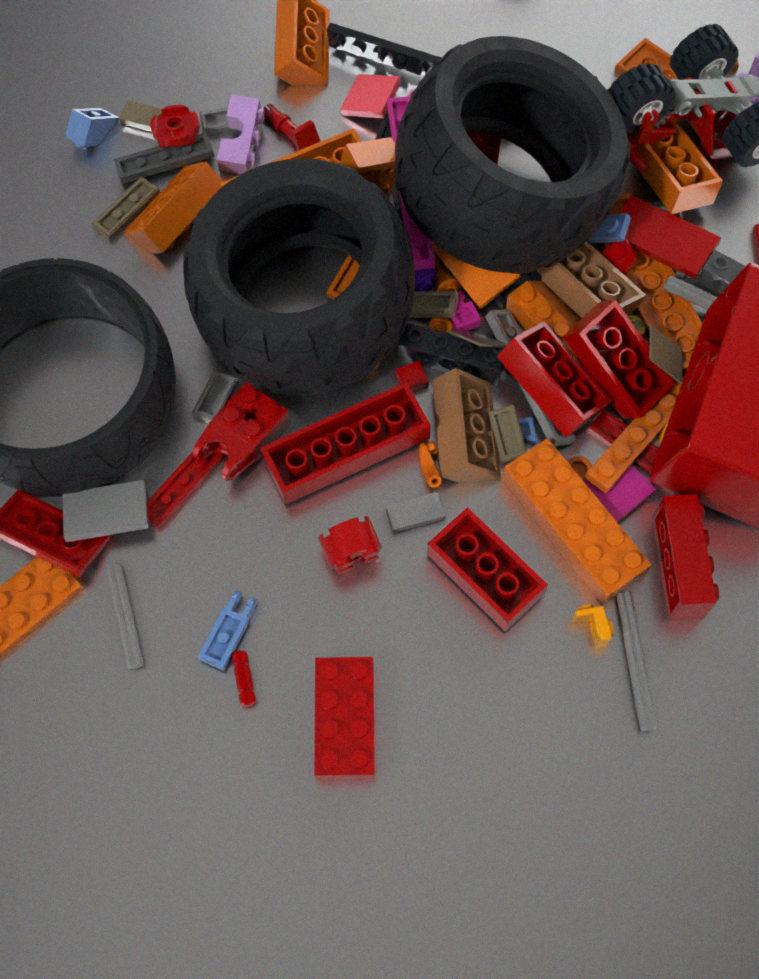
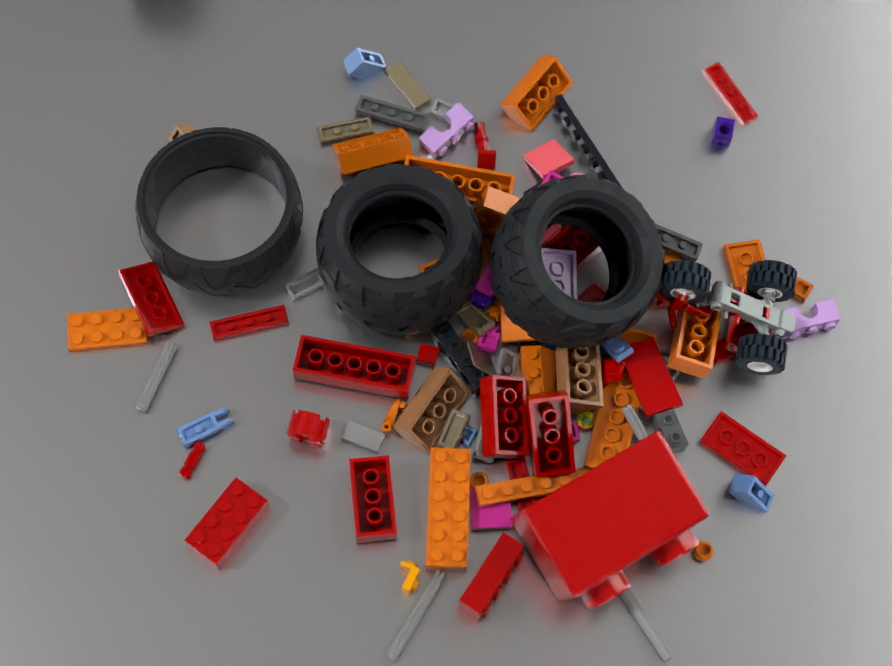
camera: 30 degrees right, 0 degrees up
(105, 511) = (190, 308): light grey tile -> none
(170, 136) = (412, 107): red plate -> none
(241, 429) = (297, 318): red brick -> none
(665, 354) = (583, 450): dark tan window -> none

